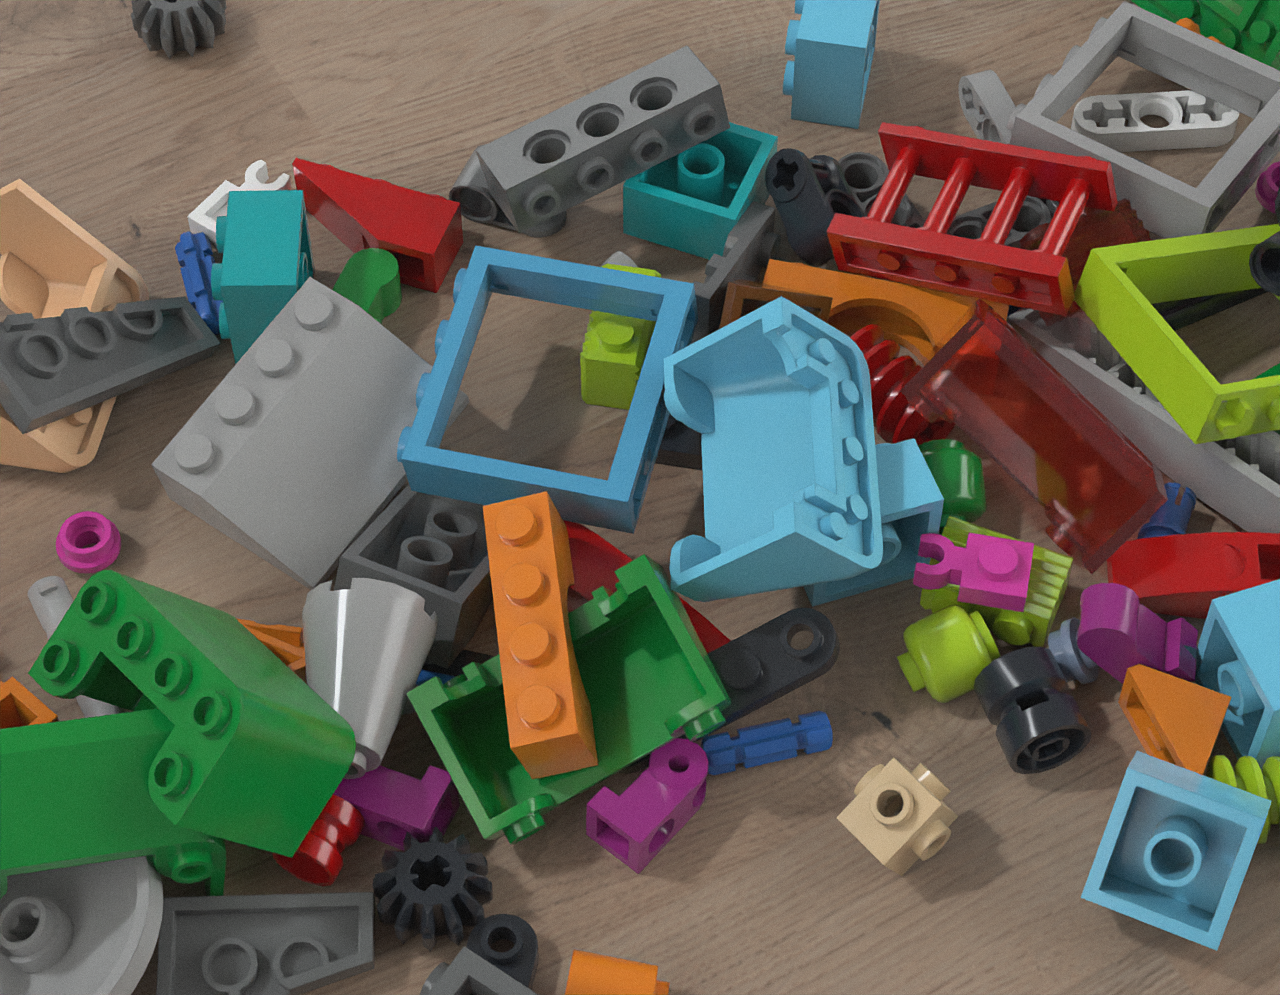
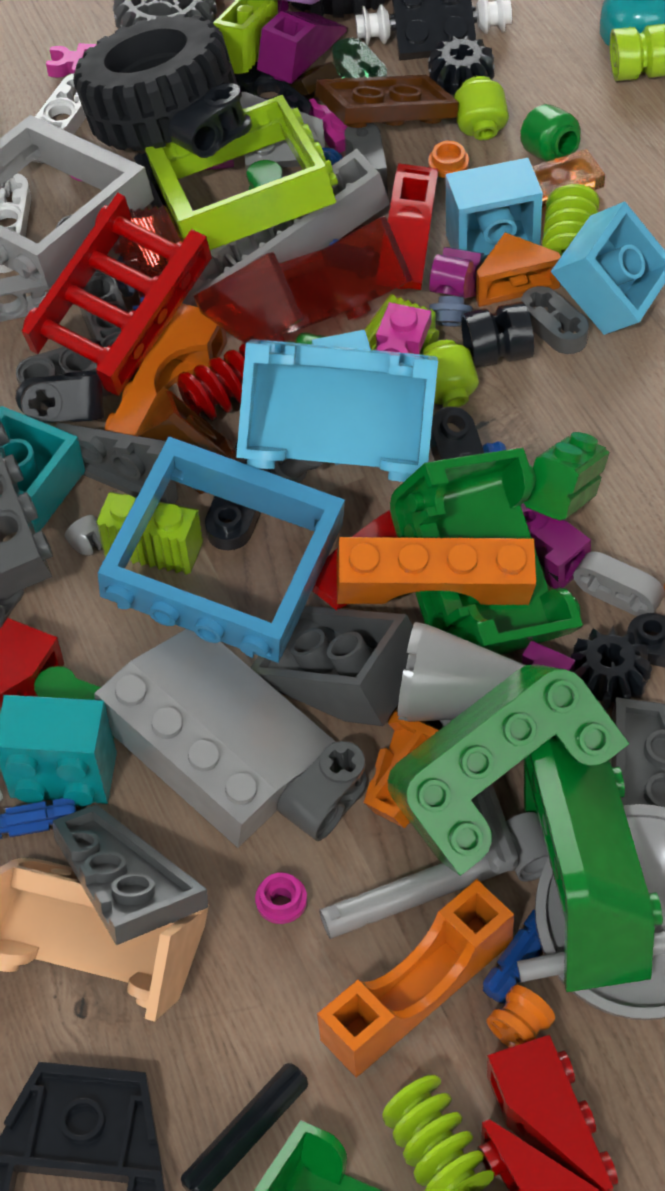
camera: 80 degrees left, 0 degrees up
(232, 571) = (320, 795): none -> dark grey piece
(583, 898) = (618, 584): none -> light grey beam
(744, 801) = (567, 476): none -> green brick
(900, 814) = (572, 404): tan brick -> none
(1085, 789) = (559, 316): none -> dark grey beam

